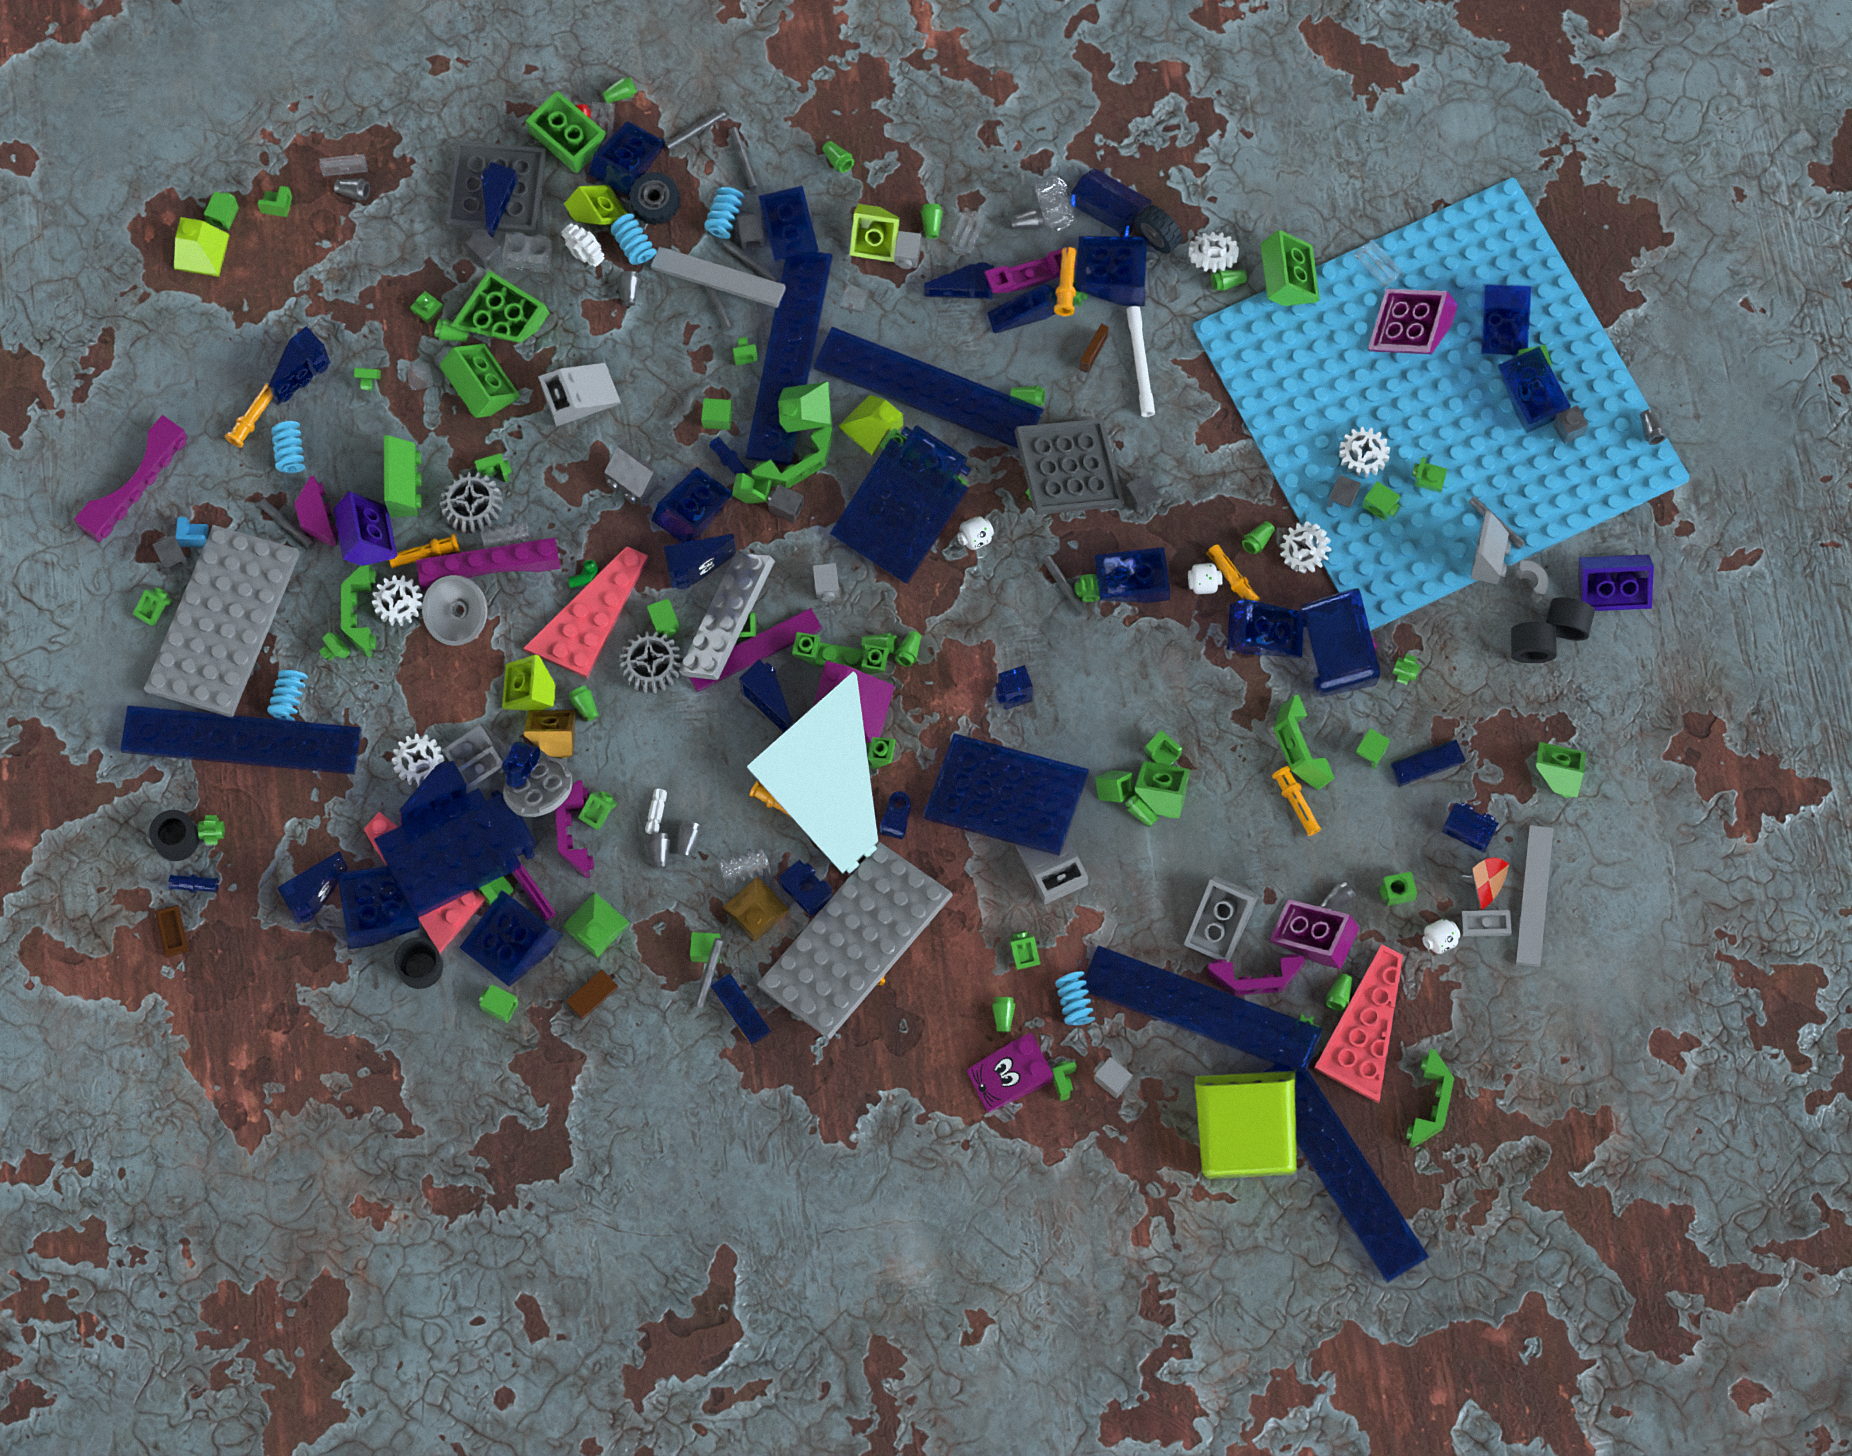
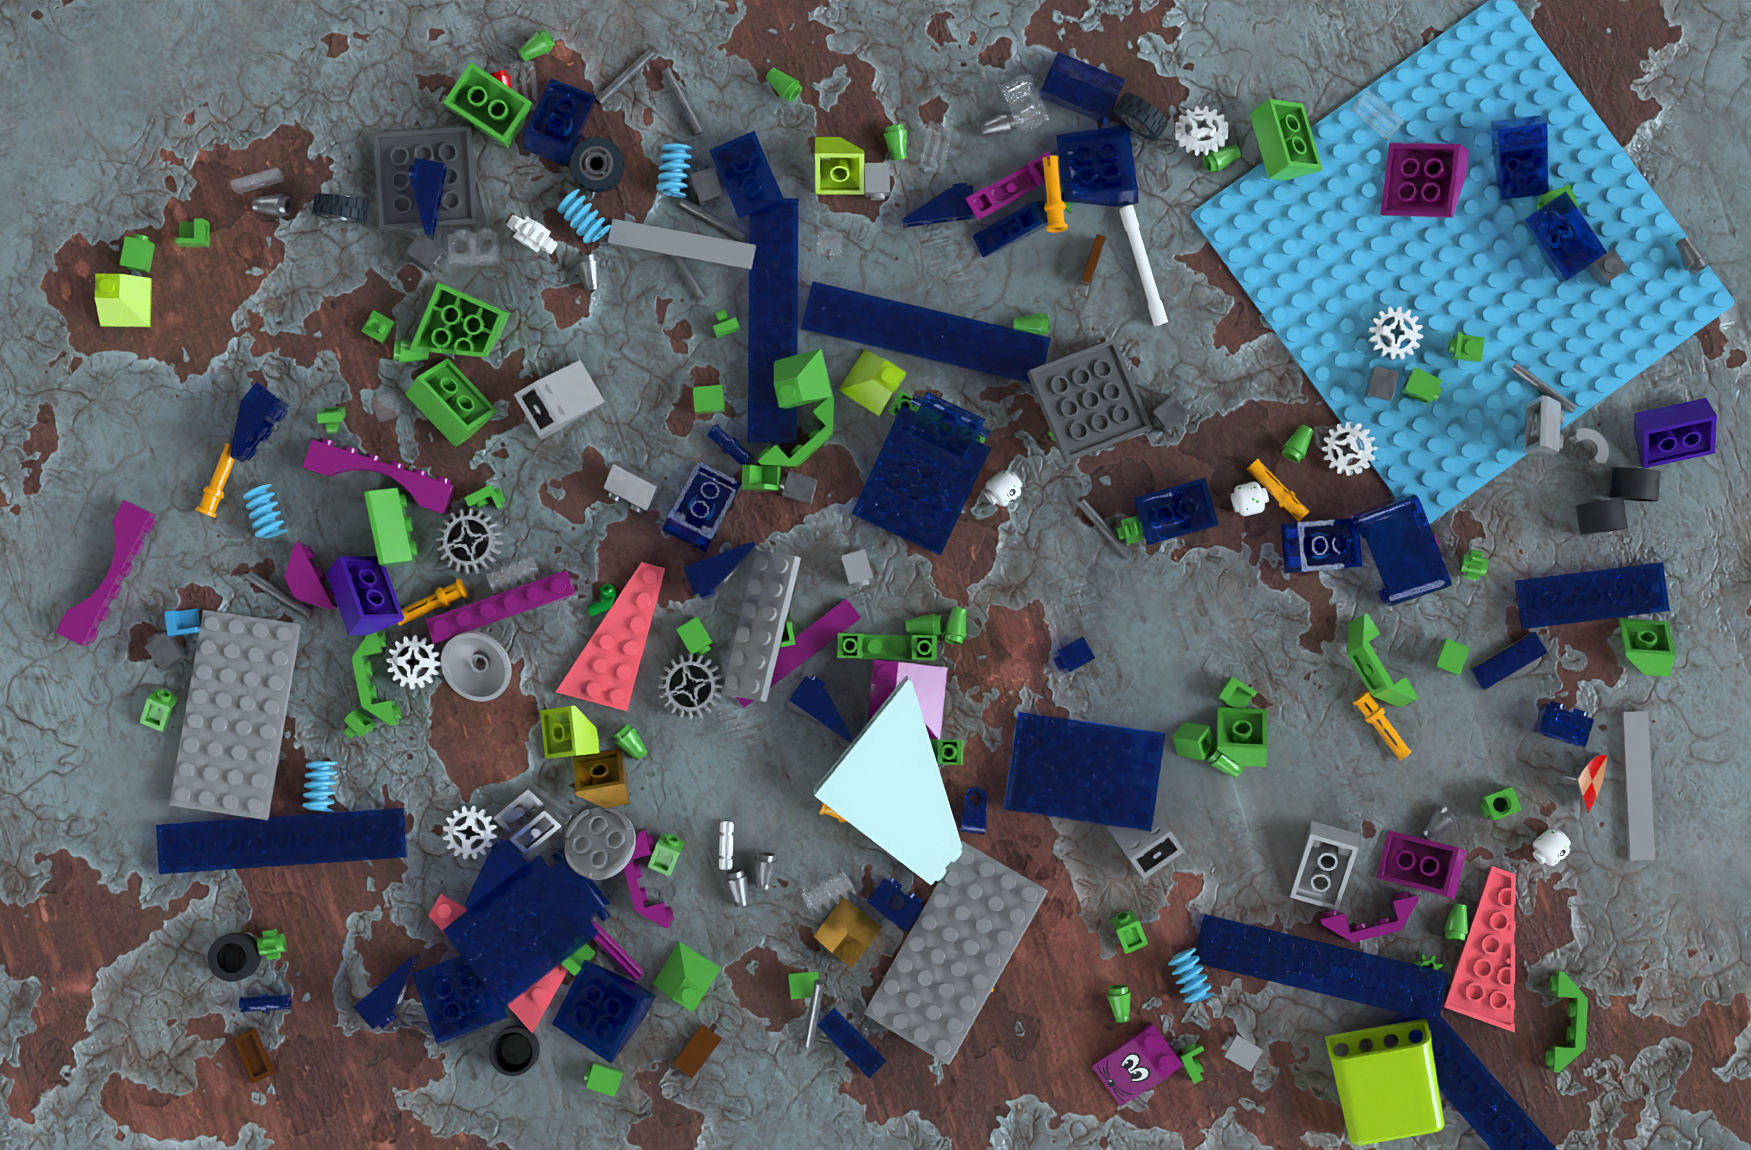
camera: 10 degrees left, 15 degrees up
(358, 413) = (331, 461): none -> magenta arch
(414, 196) = (340, 208): none -> black wheel
(520, 763) = (577, 819): clear blue piece -> none
(595, 205) = (538, 185): lime slope -> none
(1486, 923) = (1594, 824): light grey plate -> none
(1515, 715) = (1592, 595): none -> clear blue plate

